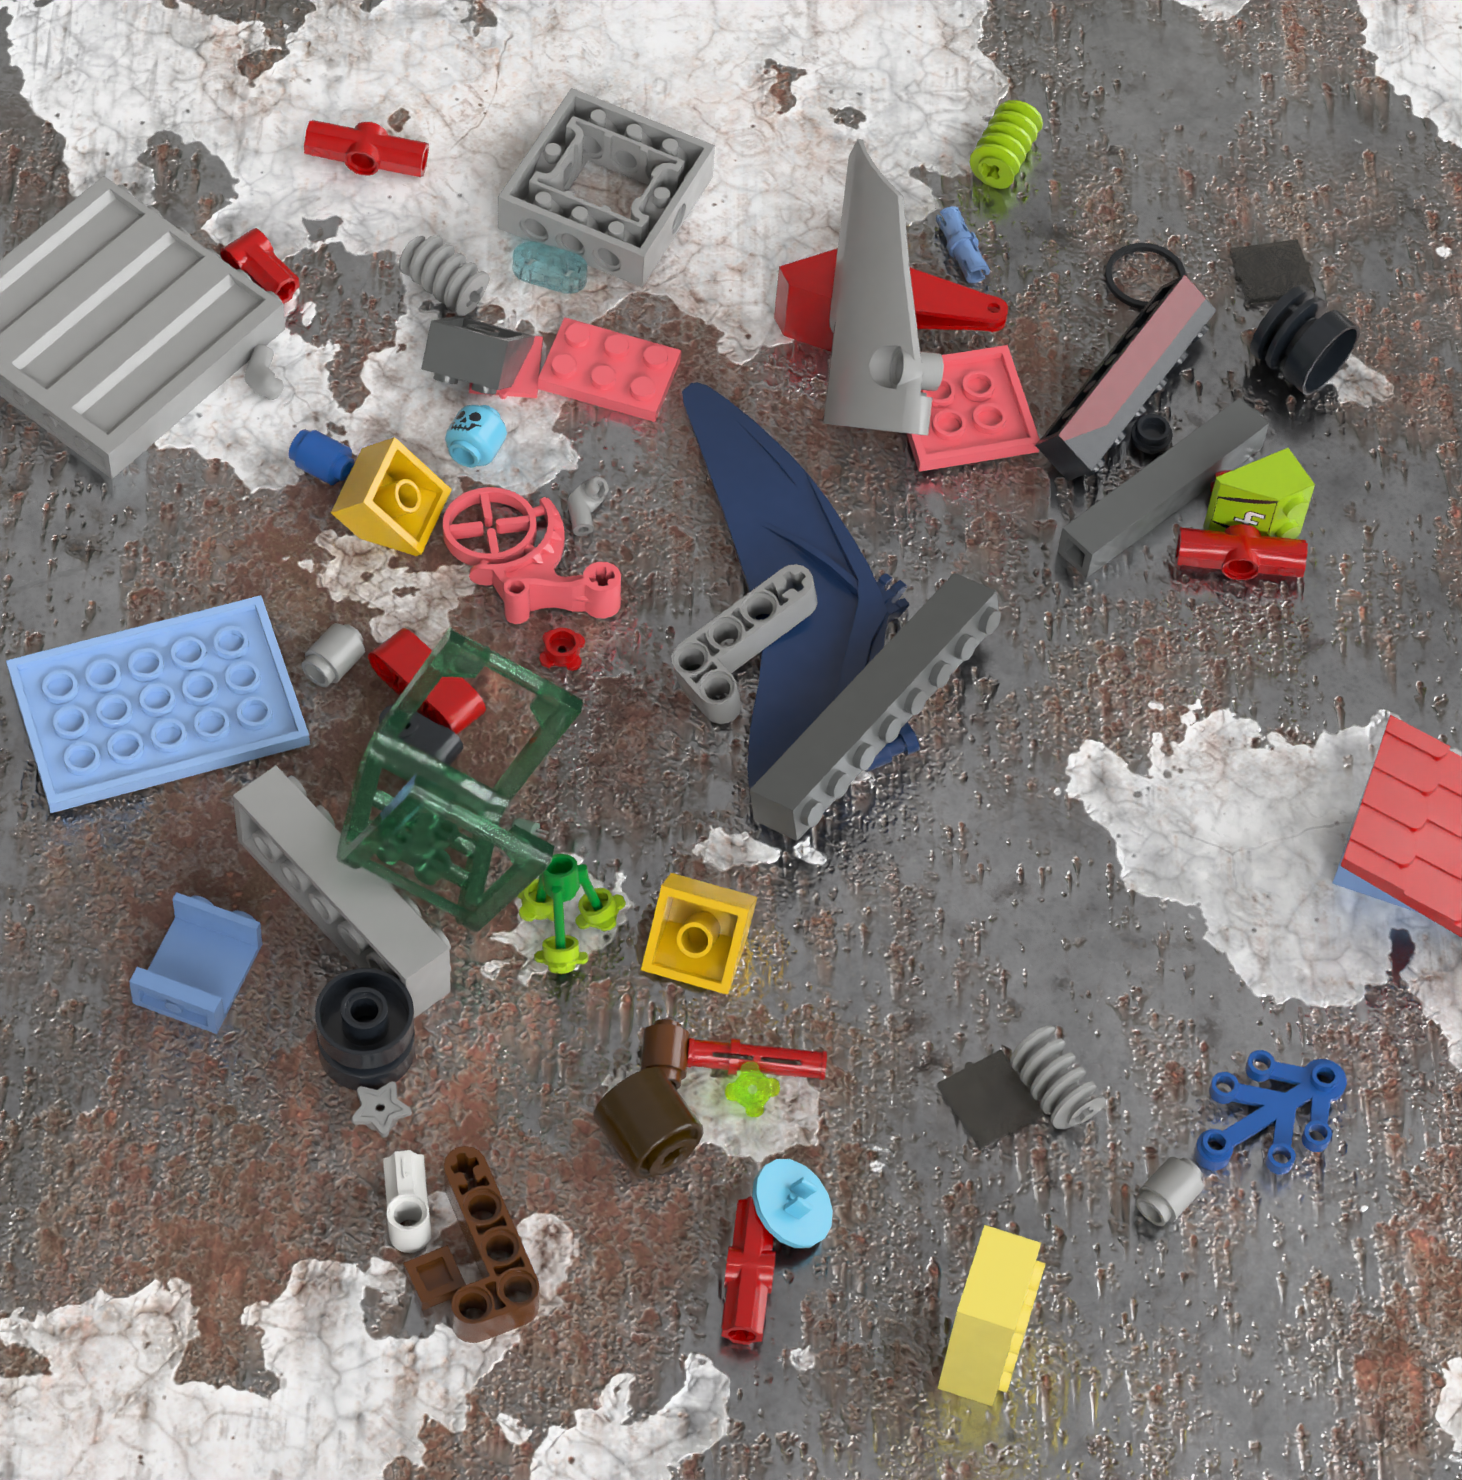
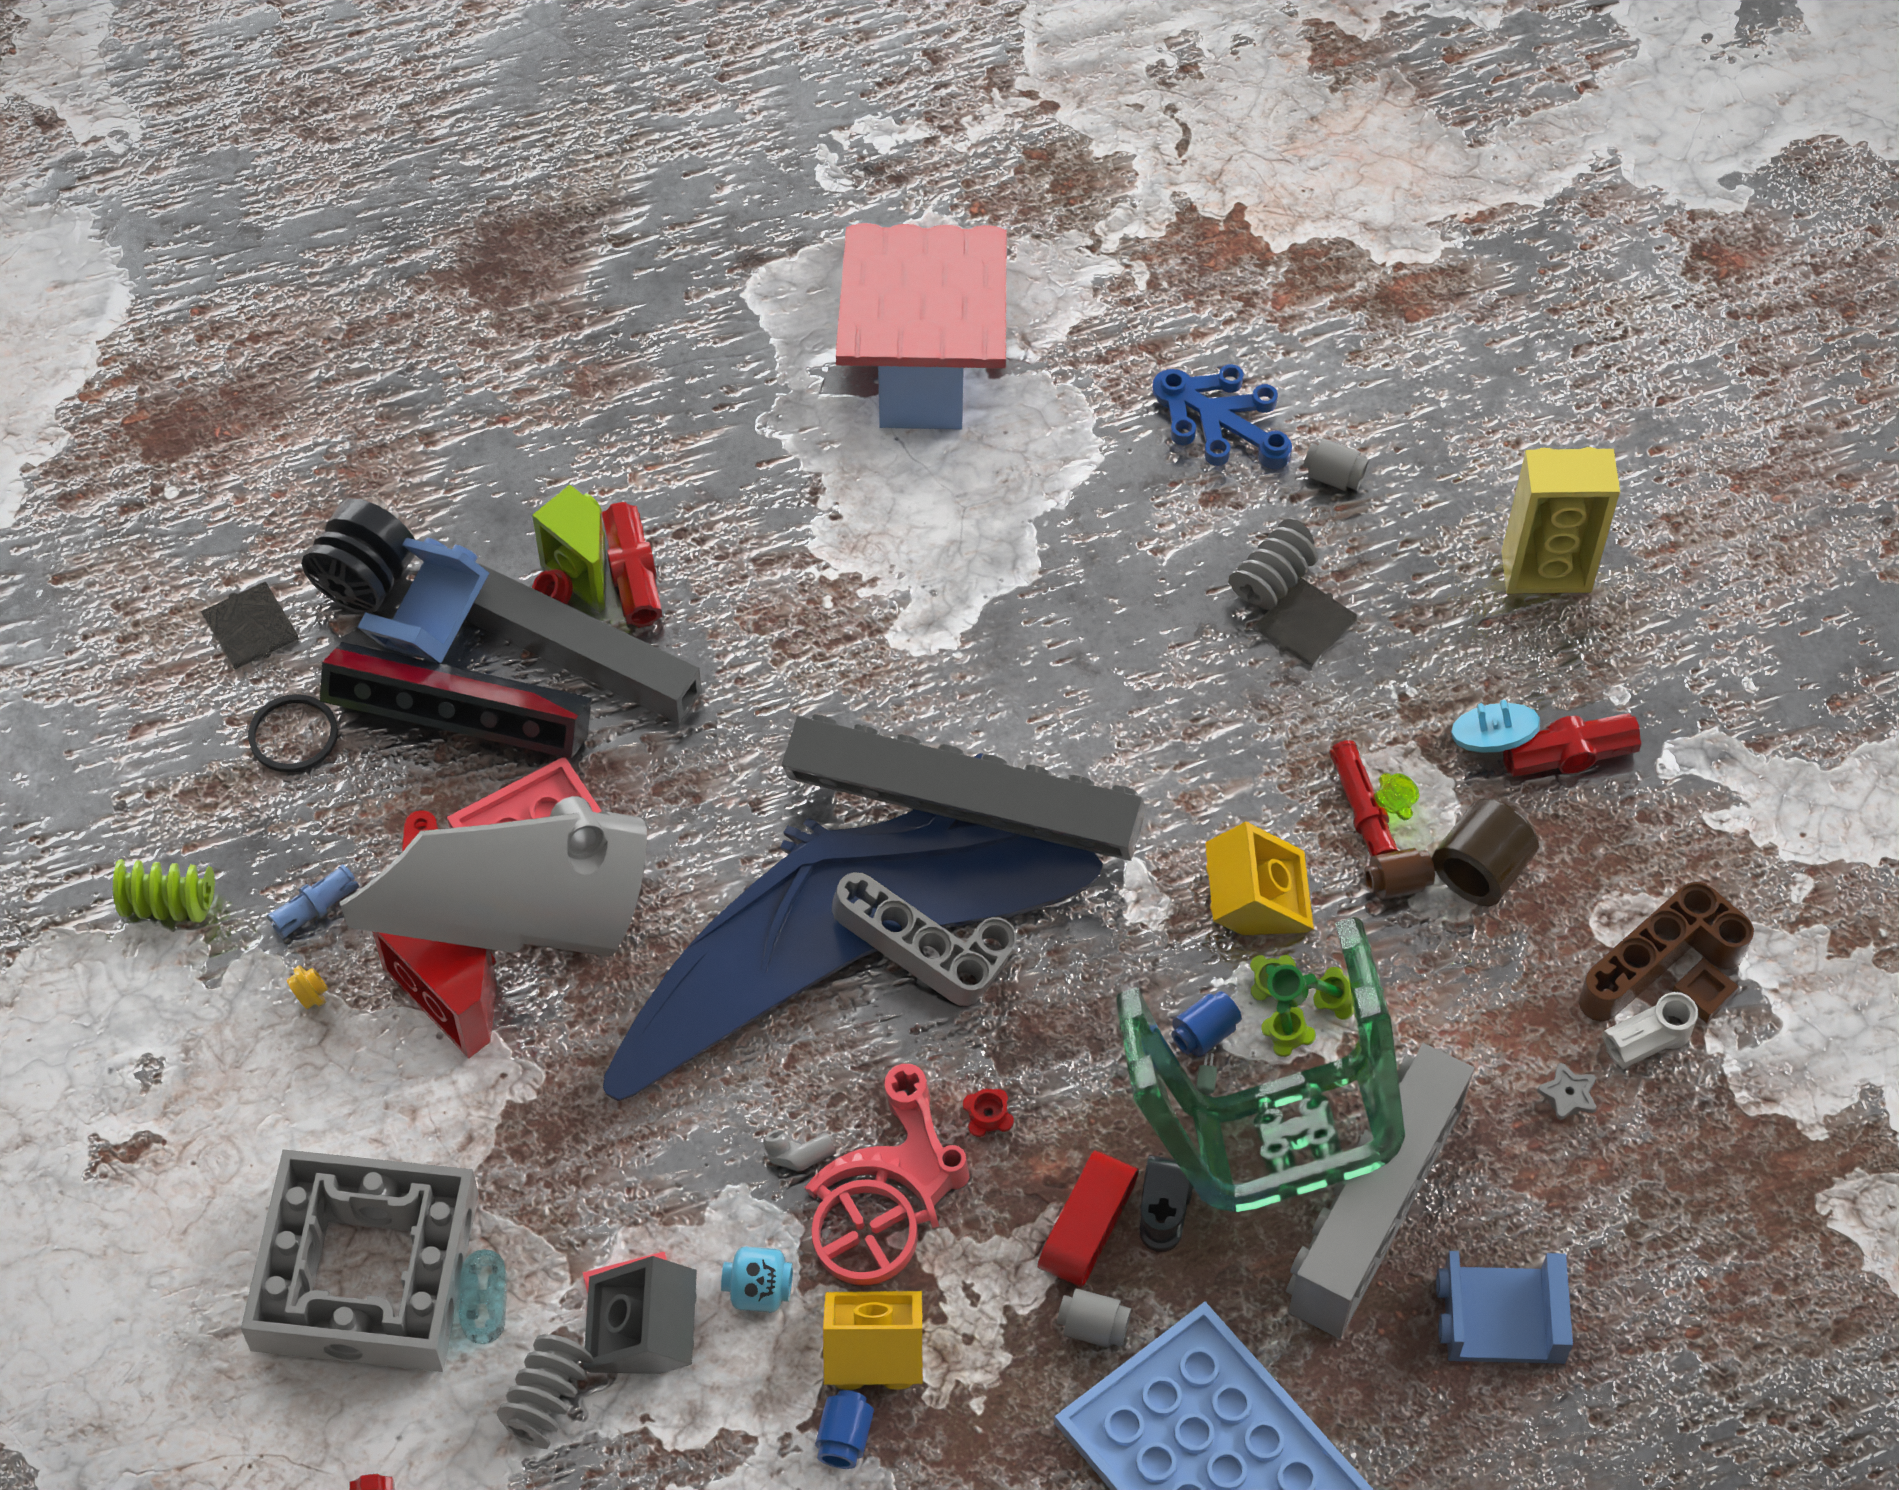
camera: 105 degrees left, 0 degrees up
(365, 1028) = (1511, 1117): black wheel -> none
(573, 832) = (1205, 1024): none -> blue brick
(609, 369) = (604, 1190): coral plate -> none
(1151, 434) = (510, 666): black plate -> none
(1206, 363) = (433, 603): none -> medium blue panel

